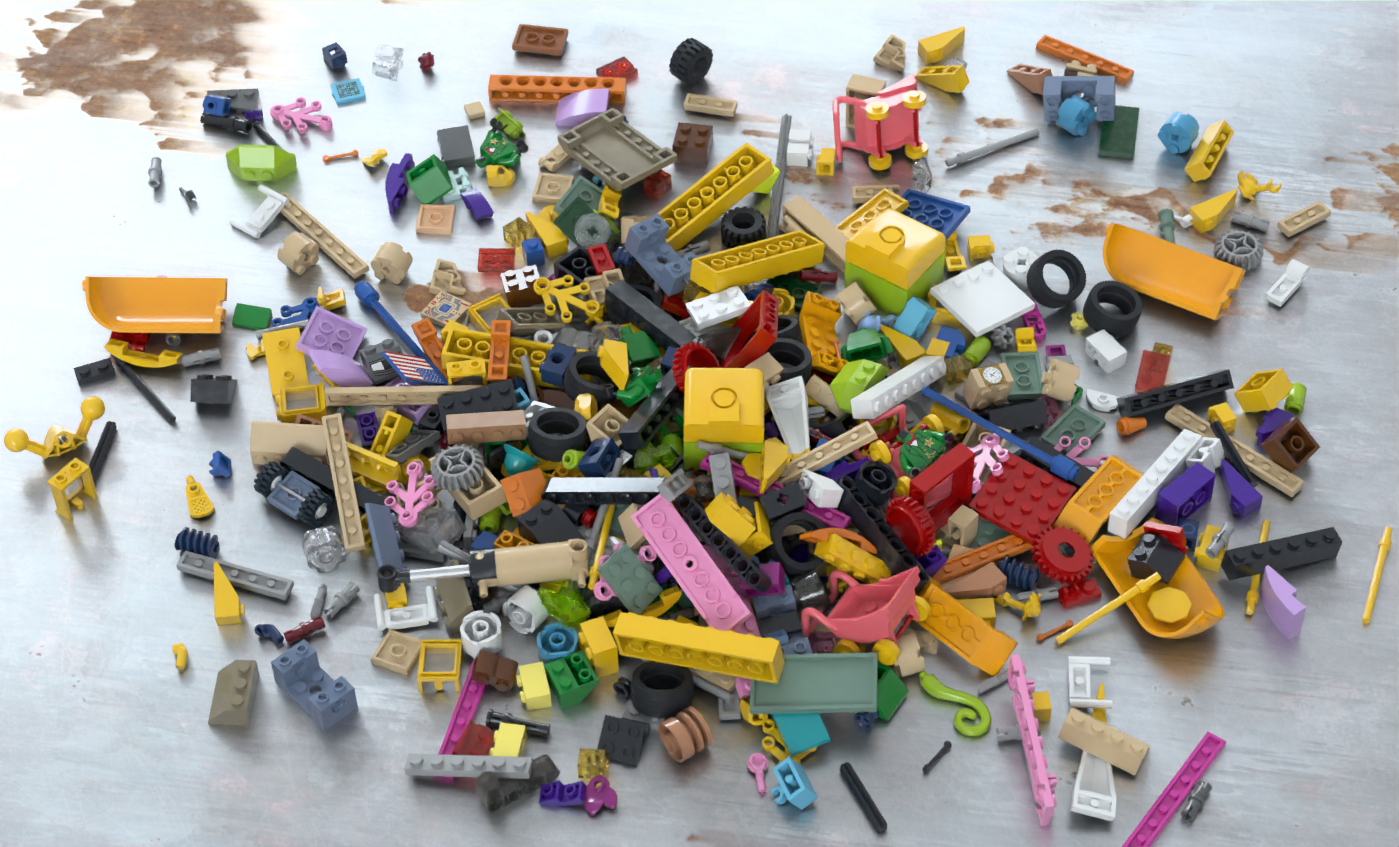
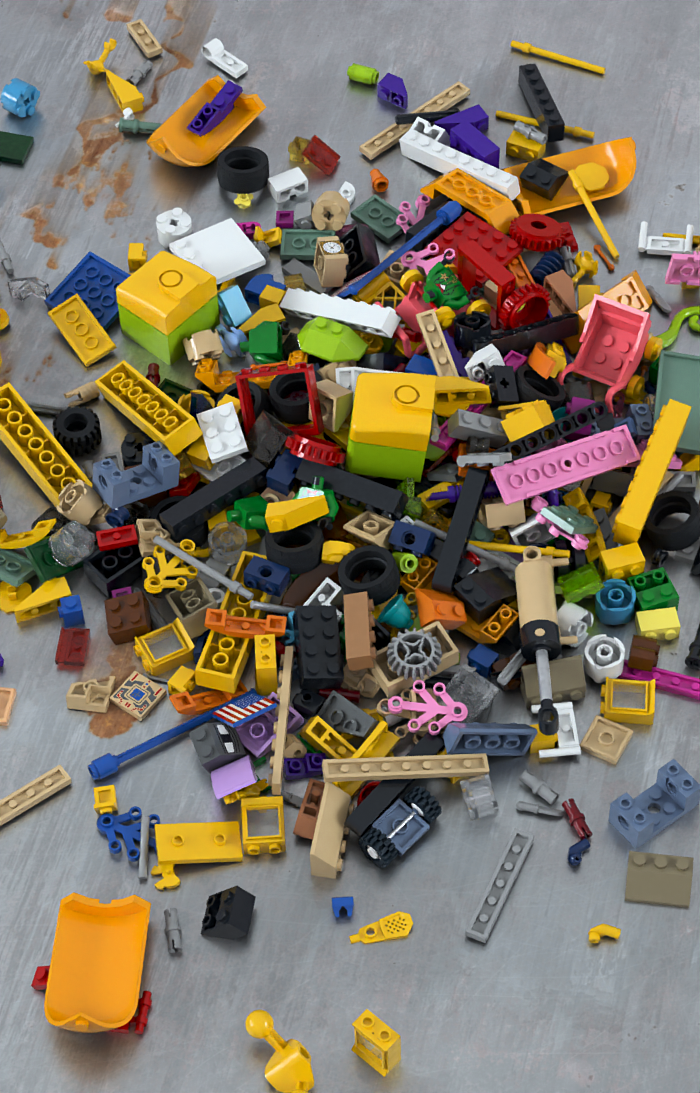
camera: 85 degrees left, 5 degrees up
(94, 371) = (174, 1046): black plate -> none
(102, 447) = (309, 1031): black axle -> none
(120, 350) = (168, 987): yellow slope -> none
(125, 366) = (171, 1012): black bar -> none
(197, 542) = (455, 919): dark blue piece -> none
(227, 604) = (542, 887): yellow slope -> none
(252, 316) = (116, 881): green slope -> none
(298, 252) = (31, 828): tan brick -> none
(331, 333) = (173, 796): lavender plate -> none
(391, 262) = (66, 738): tan brick -> none
(517, 231) = (40, 630): clear yellow brick -> none
(548, 343) = (234, 586): none -> light grey bar
(819, 228) = (133, 351): tan brick -> none
(862, 194) = (42, 330): tan hinge -> none
(977, 350) = (277, 271): lime head -> none
(1070, 265) = (203, 199): black tyre -> none
(1171, 533) = (528, 155): red plate -> none
(1175, 393) = (350, 144): black brick -> none
(1190, 530) = (509, 157): dark blue brick -> none
(1195, 280) = (216, 111): none -> dark purple slope
(1209, 151) = (48, 83): yellow brick -> none
(1224, 415) = (380, 120): yellow brick -> none
(1239, 249) = (176, 83): light grey gear -> none
(1263, 390) = (360, 86): yellow brick -> none
(1281, 603) = (595, 109): lavender slope -> none
(1290, 445) = (424, 79): reddish brown brick -> none

